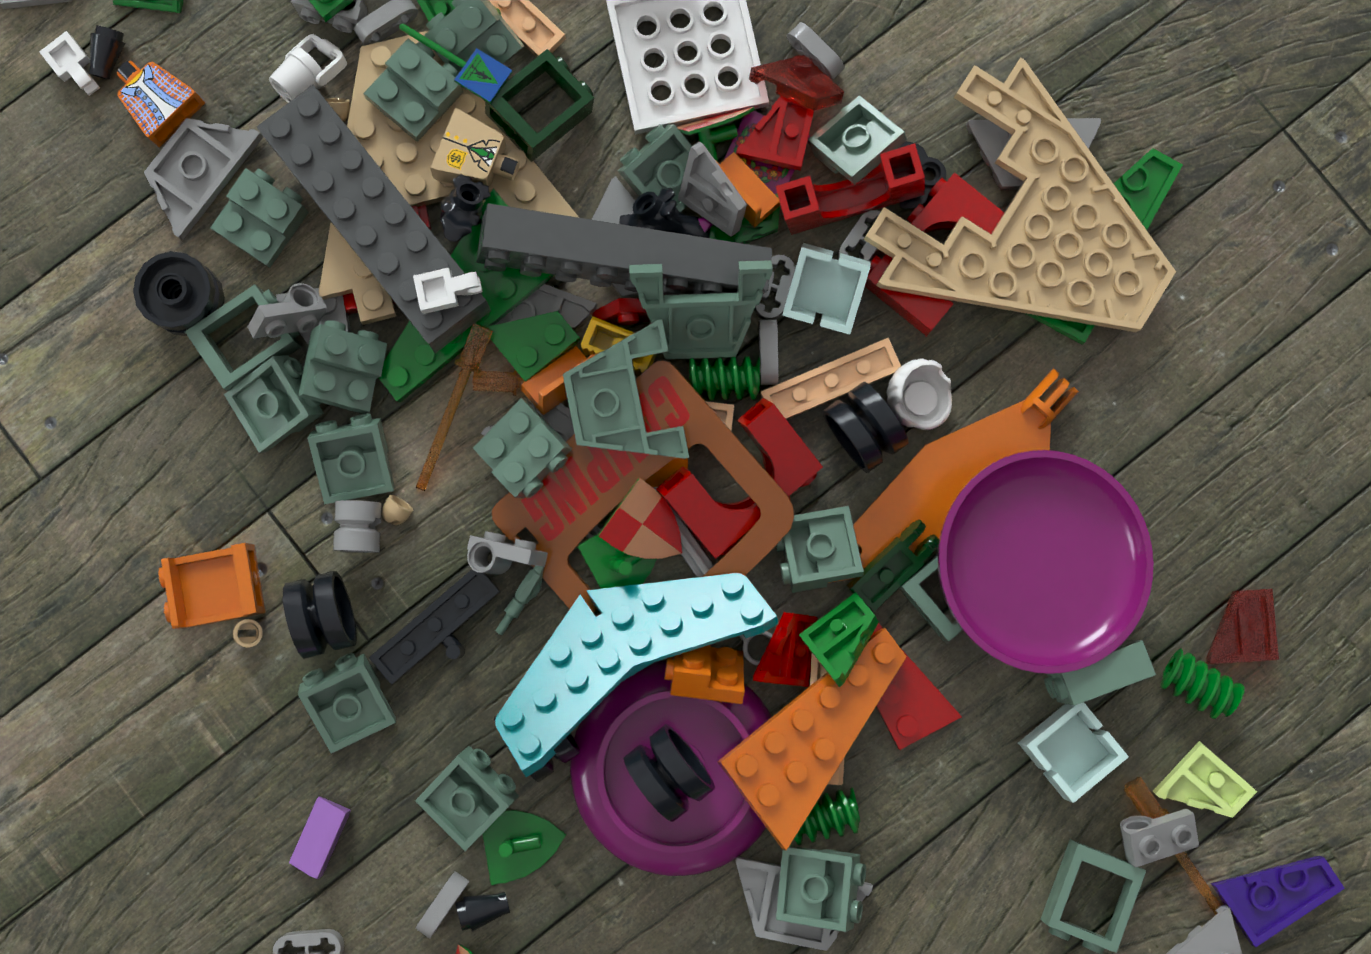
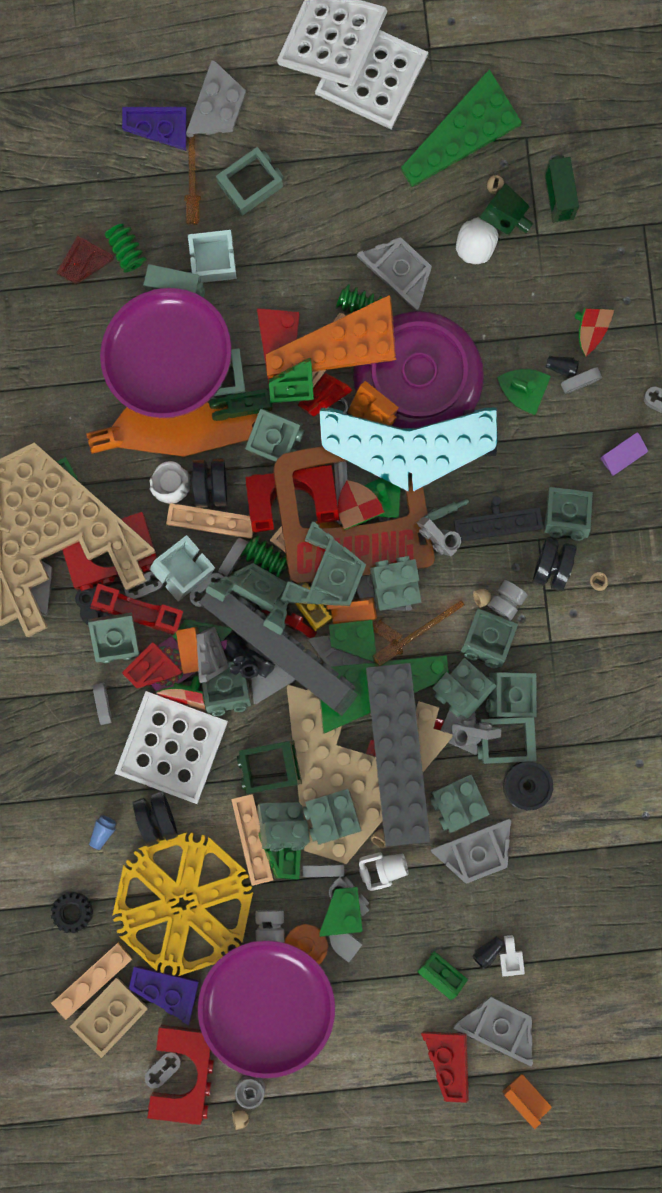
camera: 145 degrees left, 0 degrees up
(156, 100) = (476, 905): torso -> none
(212, 586) = (603, 618): orange panel -> none
(440, 289) = (387, 683): white plate -> none
(463, 207) = (348, 729): black animal -> none
(468, 797) = (534, 425): sand green plate -> none
(473, 151) = (323, 759): tan torso -> none
(479, 74) = (292, 799): piece -> none
(669, 773) = (423, 367): black wheel -> none
(799, 80) = (122, 689): clear red wing -> none
(820, 888) = (384, 267): sand green plate -> none
(1158, 838) = (201, 188): light grey plate -> none
(1206, 783) = (155, 200): yellowish green wing -> none

